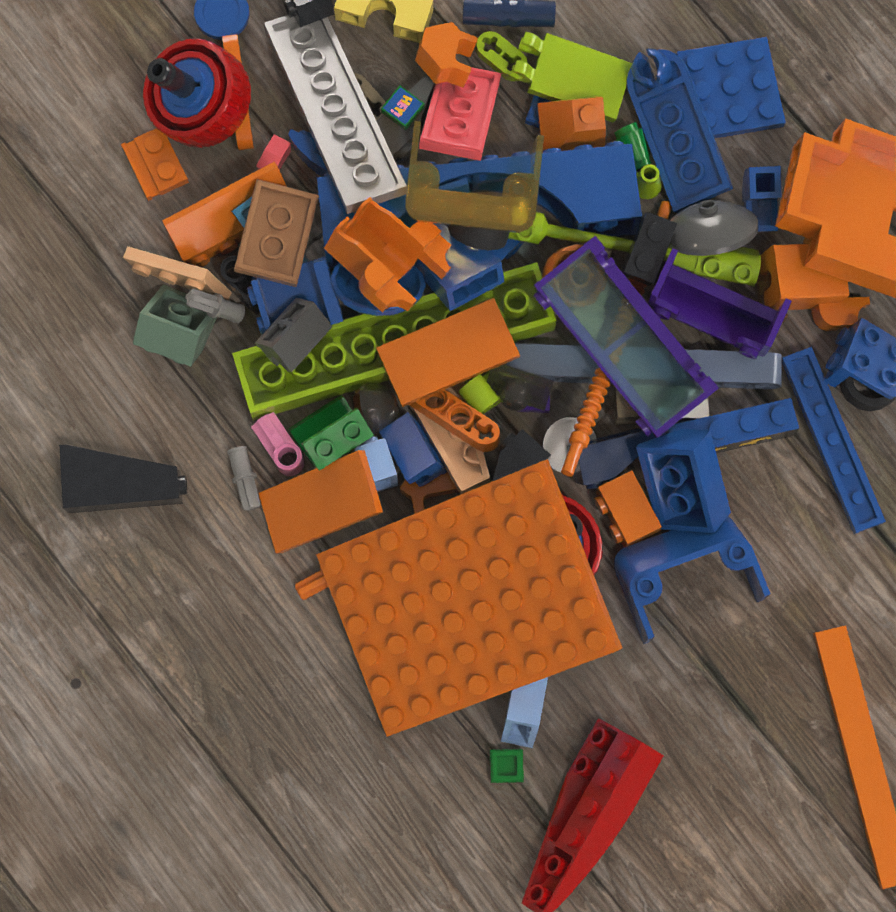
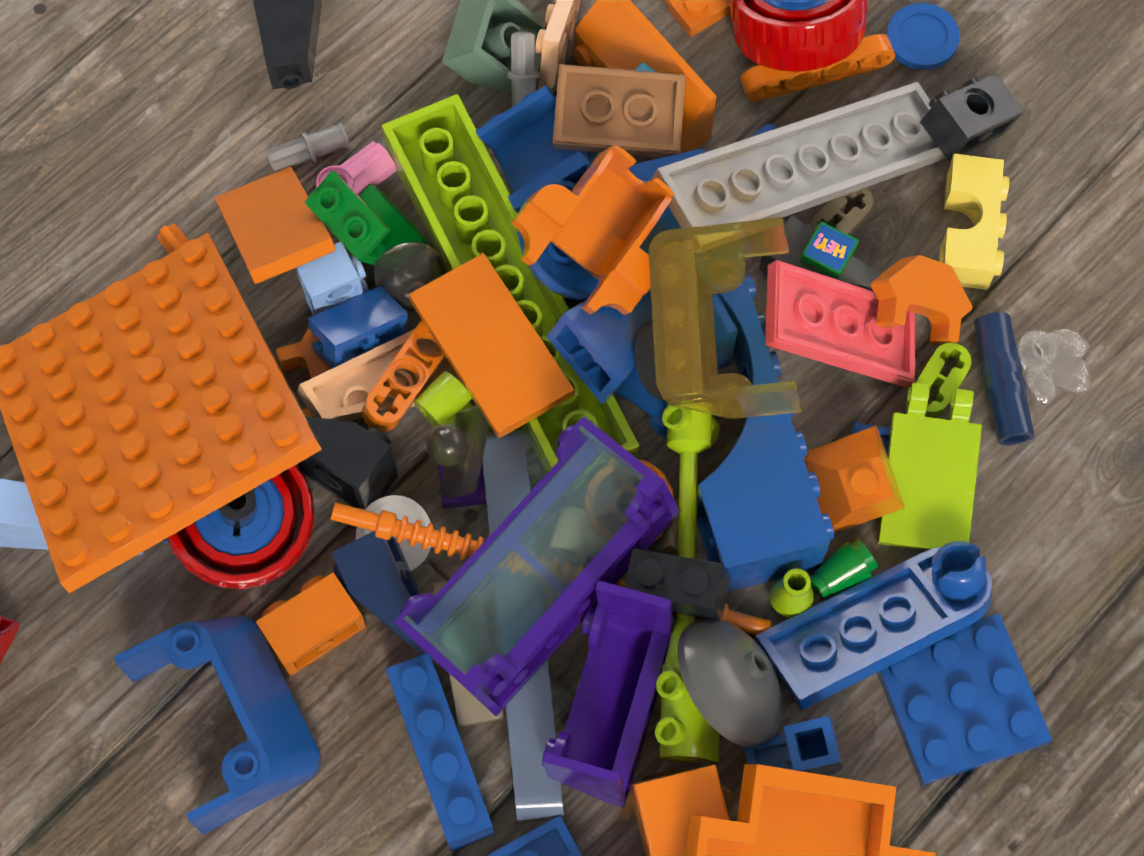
camera: 85 degrees right, 10 degrees down
(276, 150) = (737, 120): coral piece -> none
(294, 334) = (486, 153): dark grey hinge -> none
(684, 481) = (349, 687): blue slope -> none

